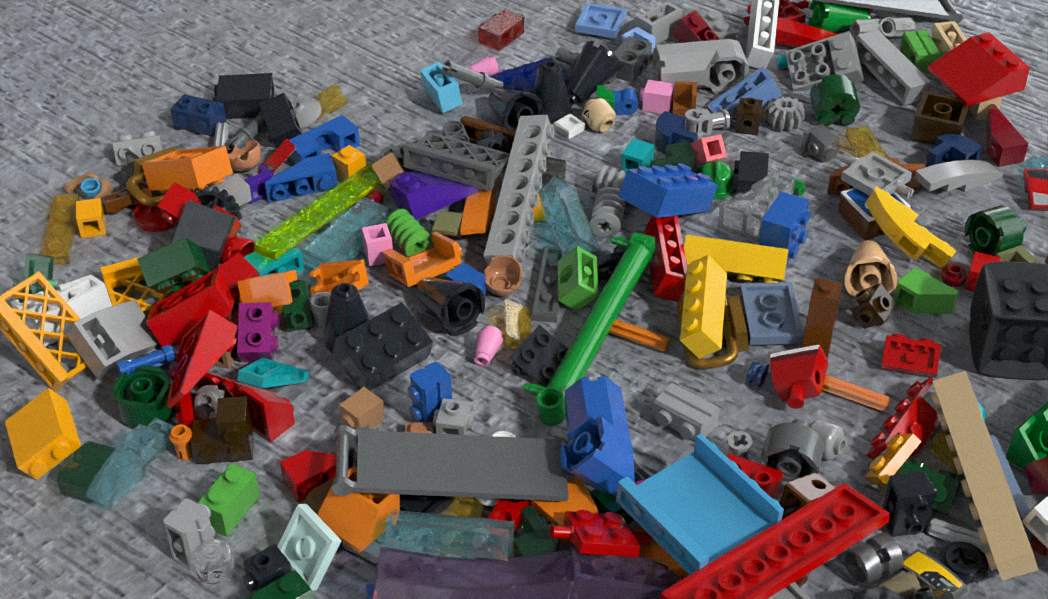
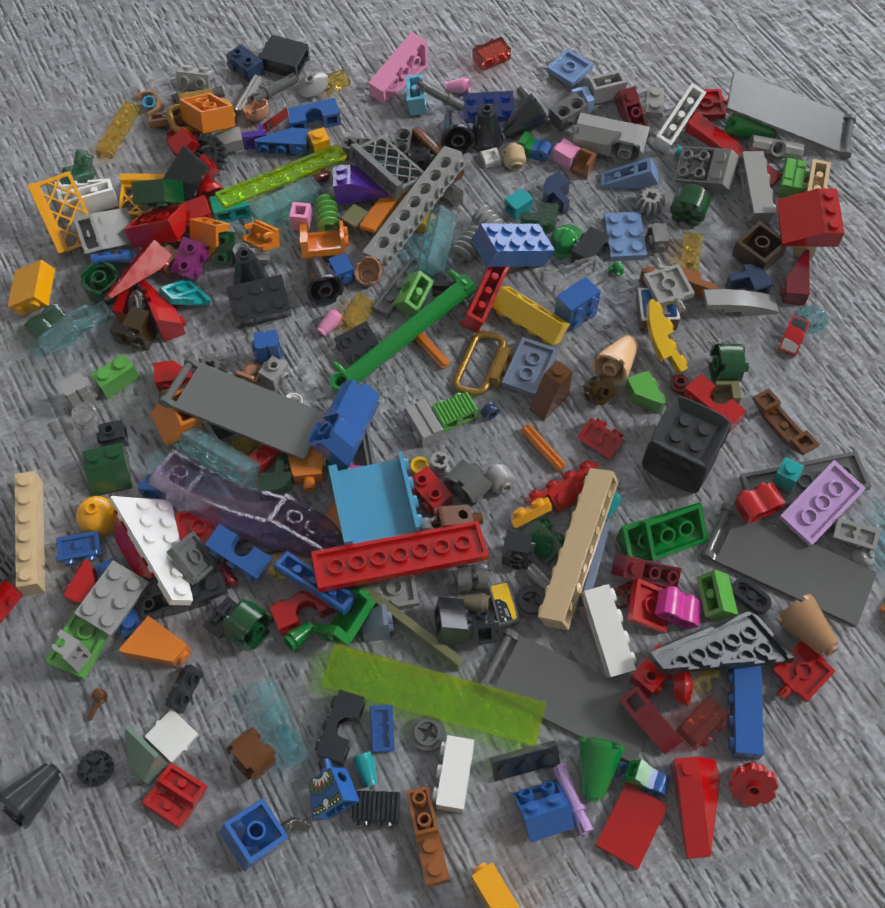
camera: 25 degrees right, 20 degrees up
(90, 218) = (137, 128): light orange brick -> none
(181, 438) = (107, 321): orange pin -> none
(280, 119) = (293, 87): black brick -> none
(309, 545) = (139, 429): light aqua plate -> none
(362, 409) = (224, 343): medium nougat brick -> none
(387, 169) = (339, 156): medium nougat panel -> none
(402, 68) = (407, 60): none -> bright pink wedge
(600, 534) = (308, 492): red plate -> none
(703, 307) = (478, 348): yellow brick -> none
(704, 121) = (585, 189): light grey connector -> none
(708, 149) = (568, 216): coral brick -> none
(718, 383) = (455, 411): none -> bright green brick
(749, 116) = (620, 195): dark brown brick -> none
(785, 153) = (626, 236): none -> medium blue plate
(798, 374) = (512, 424): red torso -> none

